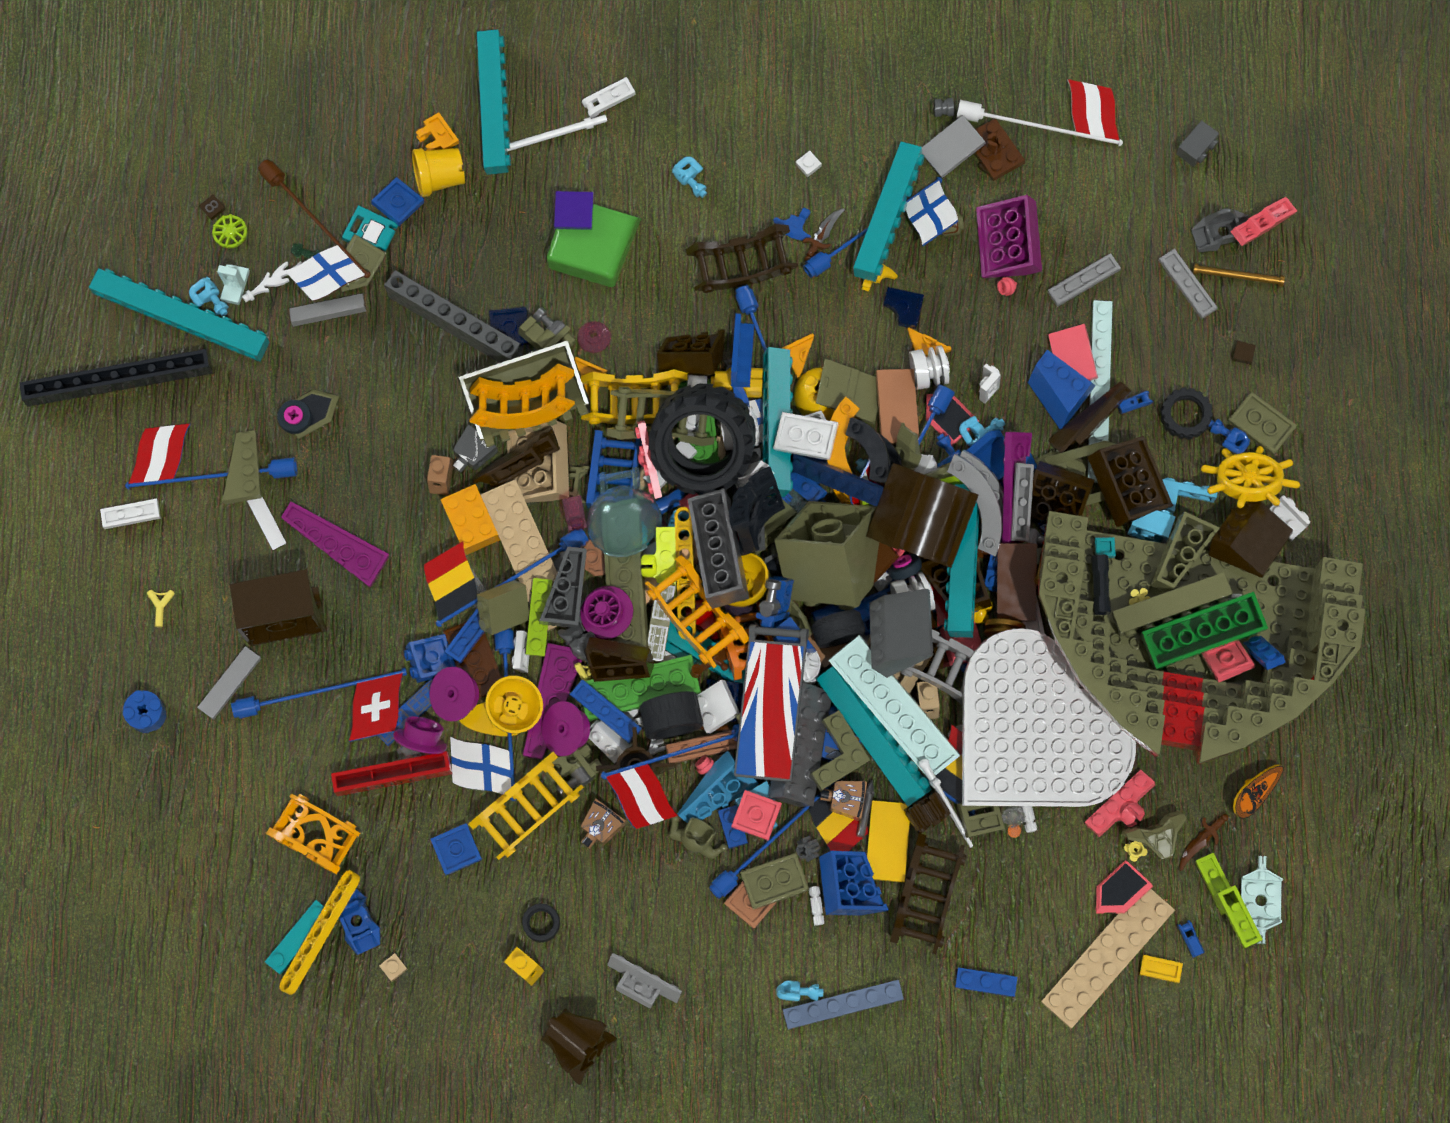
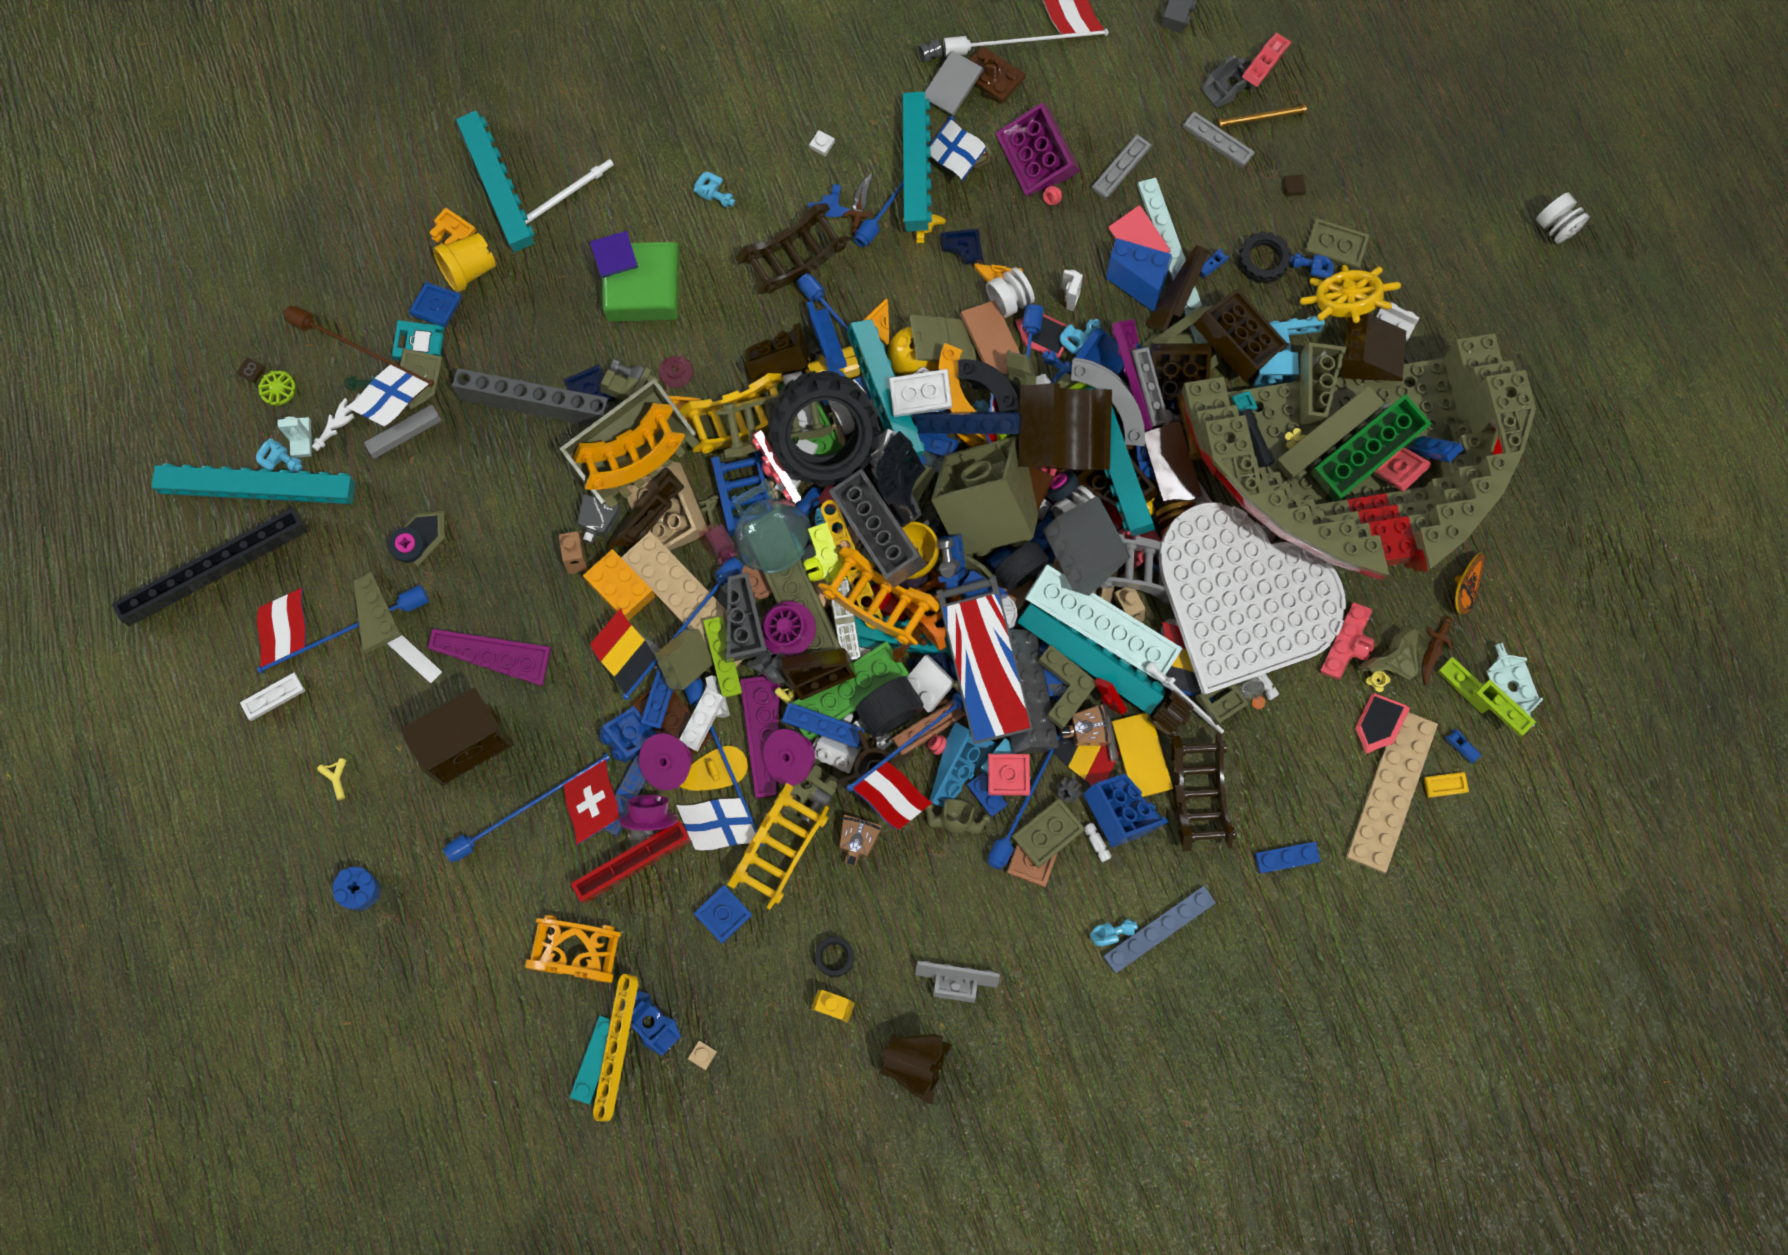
camera: 25 degrees left, 0 degrees up
(229, 682) = (433, 829): light grey tile -> none
(500, 666) = (702, 719): none -> white plate
(522, 698) = (736, 742): yellow piece -> none
(608, 97) = (607, 141): white plate -> none
(877, 777) = (1110, 696): none -> red plate

